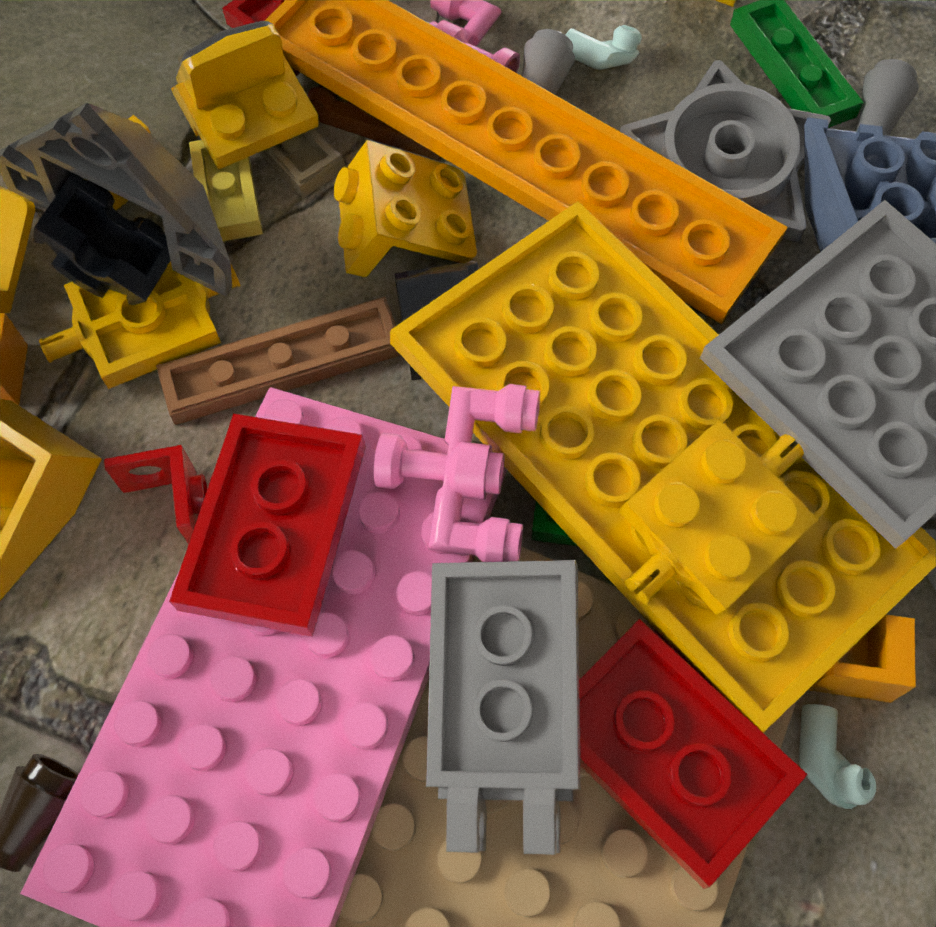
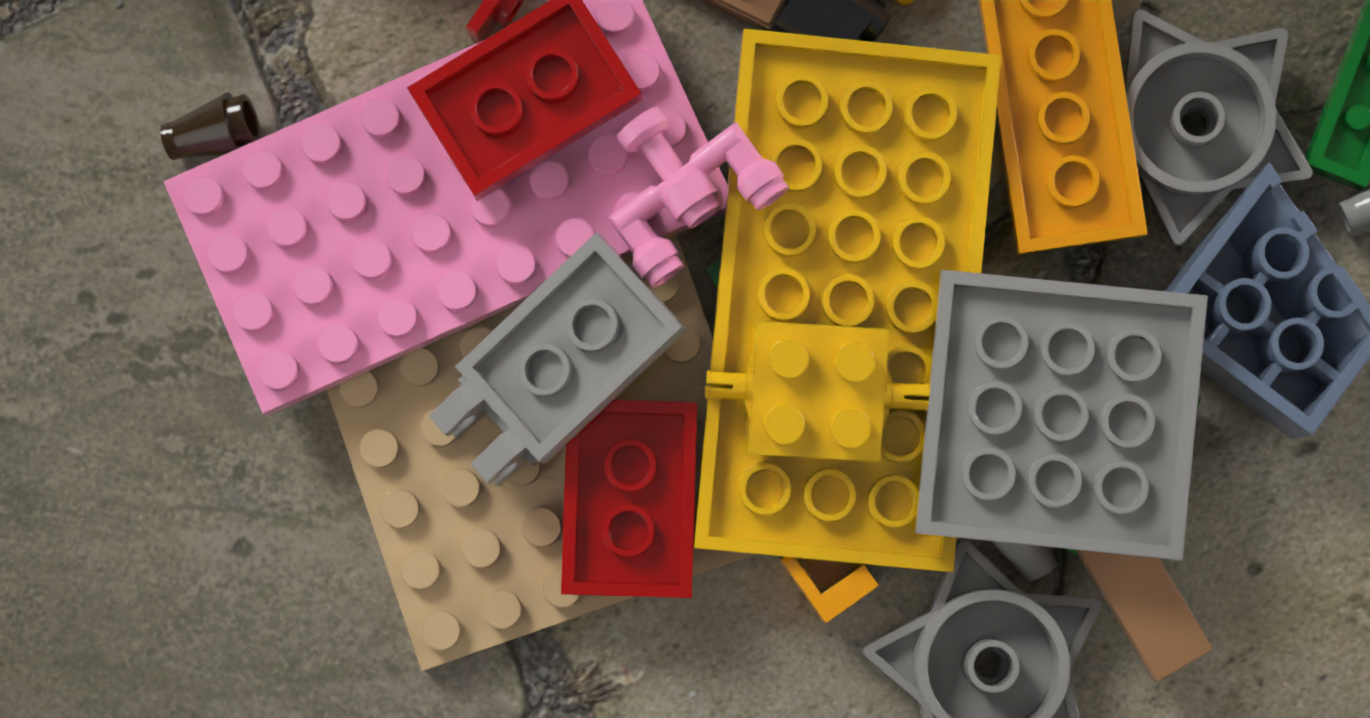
camera: 45 degrees right, 20 degrees up
(826, 767) = (728, 610): light aqua arm -> none

